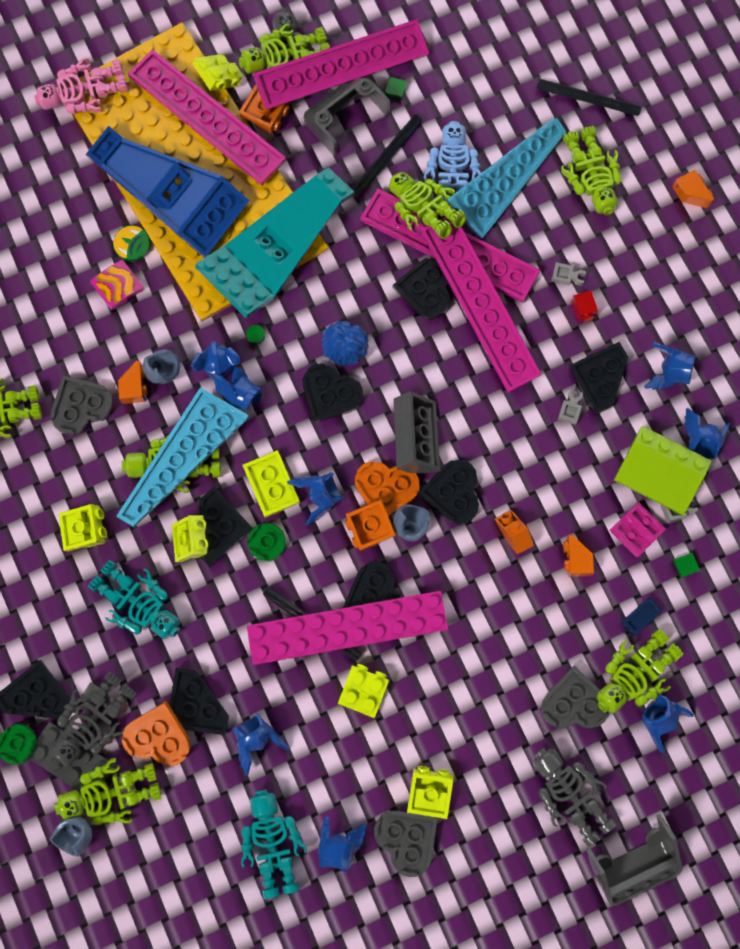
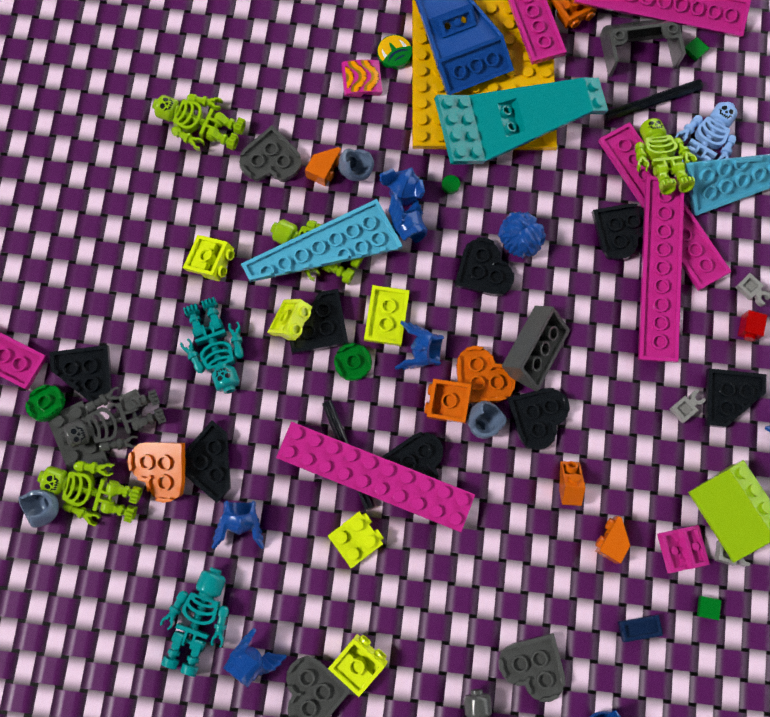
camera: 30 degrees right, 0 degrees up
(625, 685) = (589, 681): lime piece -> none

